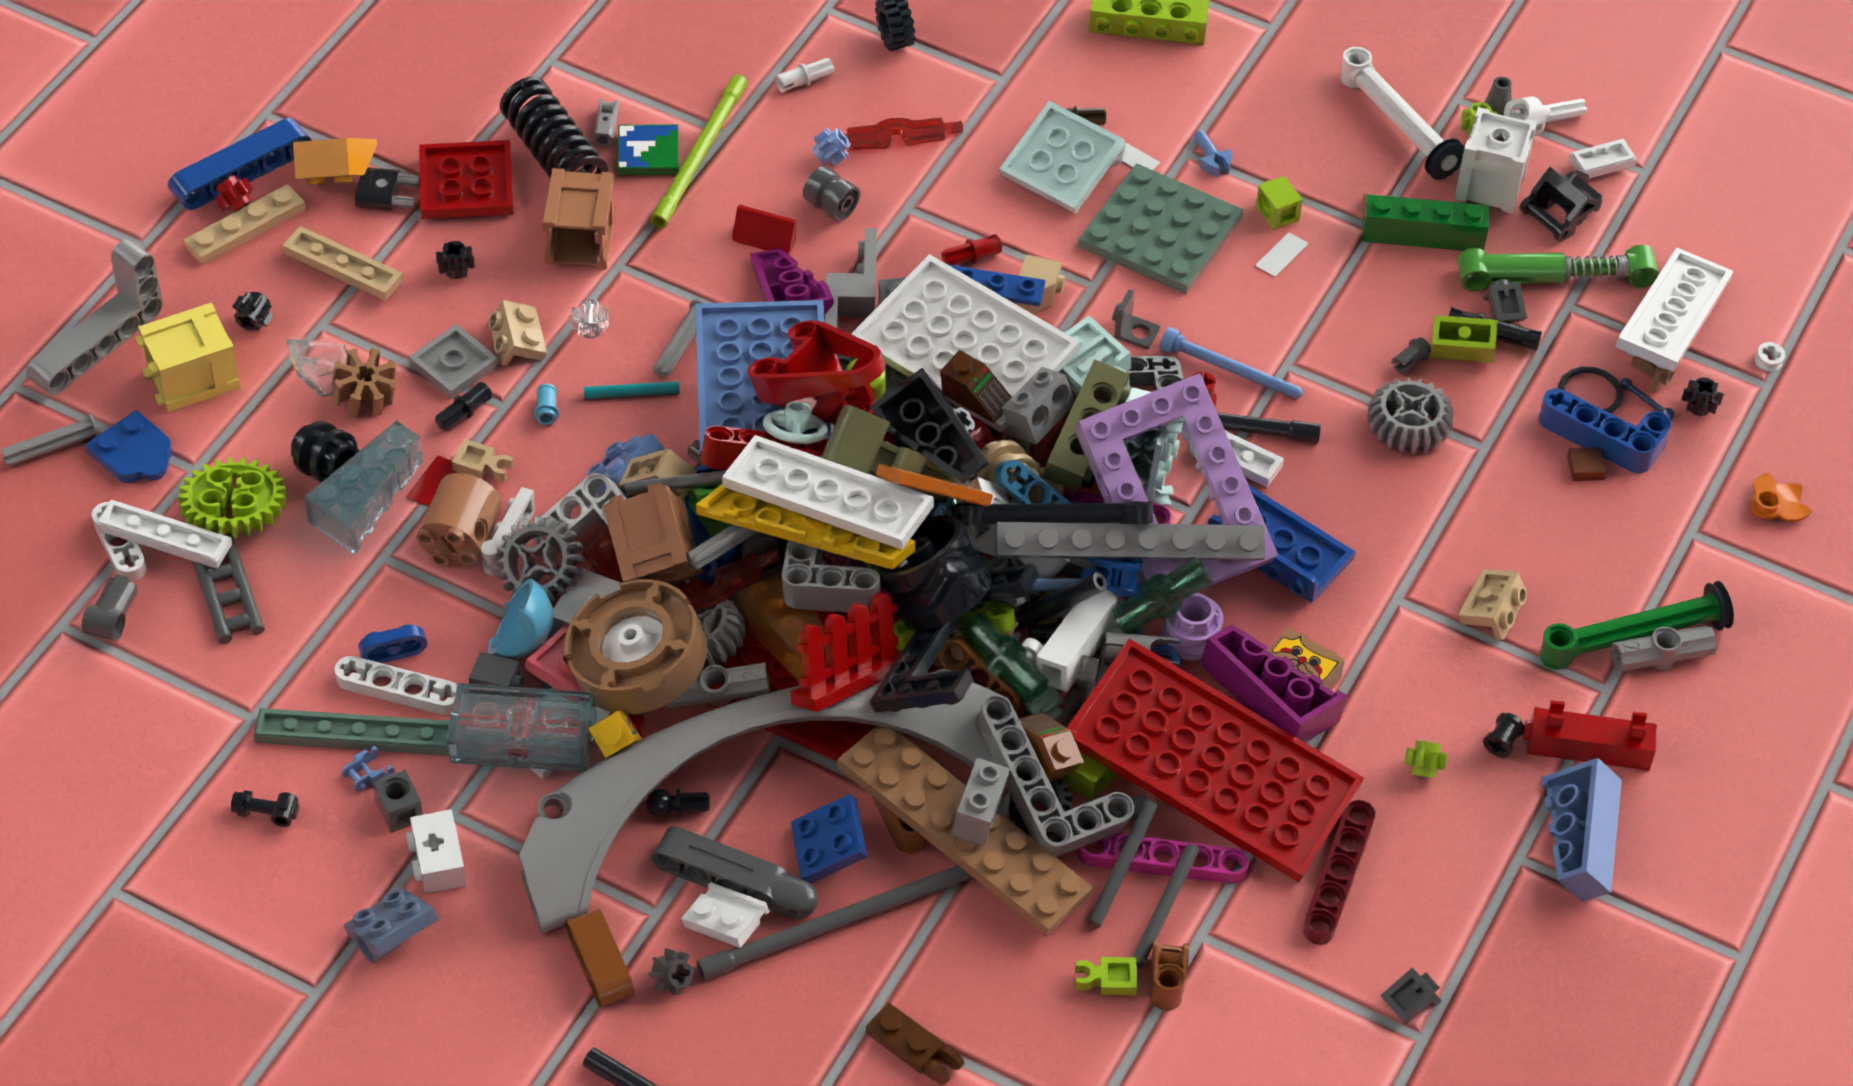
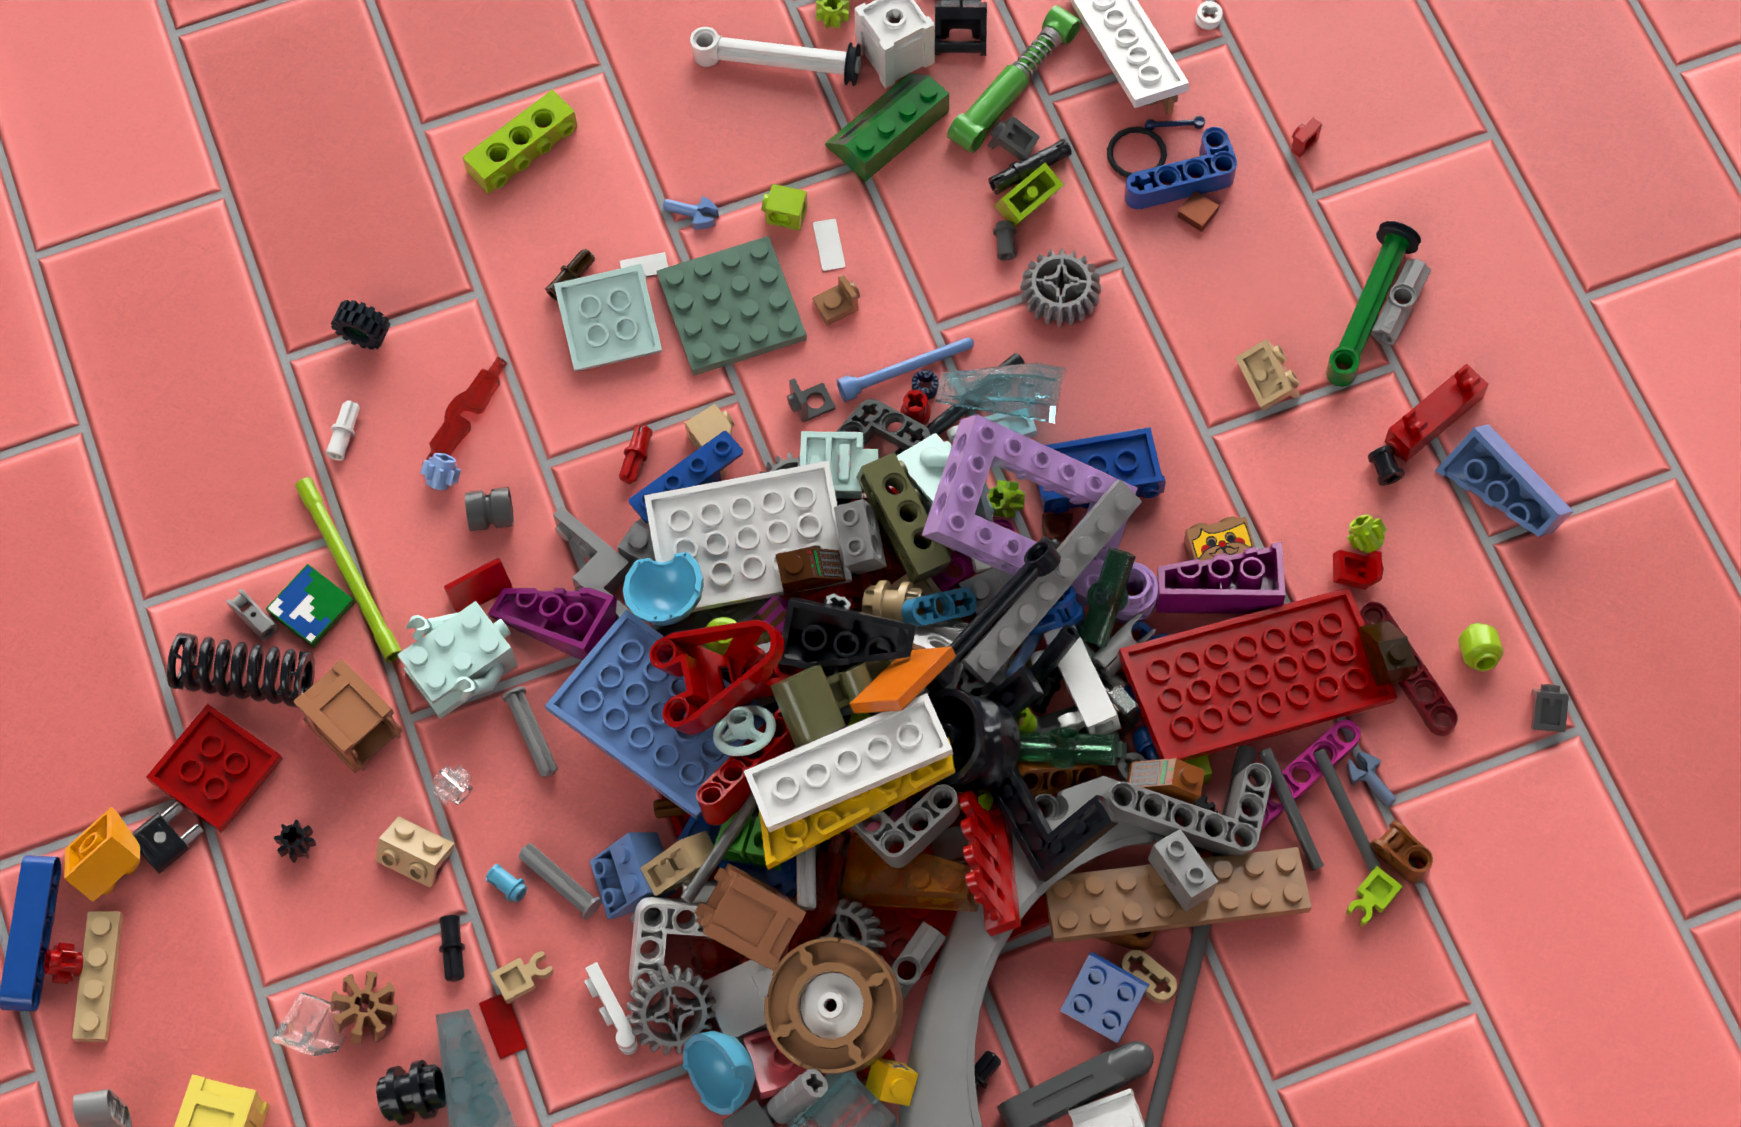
camera: 45 degrees left, 15 degrees up
(252, 311) = (205, 1040): black gear -> none
(343, 263) = (215, 930): tan plate -> none
(454, 361) = (395, 919): light grey tile -> none
(459, 520) = (576, 1038): nougat cylinder -> none
(546, 674) = (797, 1096): none -> light grey axle
(580, 436) = (560, 880): none -> light grey axle
(631, 390) = (546, 808): teal bar -> none
(691, 250) = (457, 657): none -> light aqua torso
(861, 308) = (663, 590): none -> medium azure cylinder
(873, 864) = (1153, 971): none -> tan beam
(913, 1043) = (1320, 1076): reddish brown hinge -> none
(1187, 498) = (1006, 498): none -> lime gear
(1214, 908) = (1370, 777): none -> sand blue bar
(1236, 394) = (926, 376): none -> dark blue bush
(1237, 288) = (837, 301): none -> medium nougat bracket
(1284, 441) = (1012, 390): none -> clear light blue wedge
(1328, 837) = (1387, 652): none -> dark brown slope
(1386, 773) = (1357, 569): none -> red bracket
(1413, 907) = (1480, 646): none -> lime head
(1702, 396) = (1210, 88): black gear -> none
(1736, 488) = (1305, 136): none -> red plate
(1777, 500) = (1335, 118): orange plate -> none

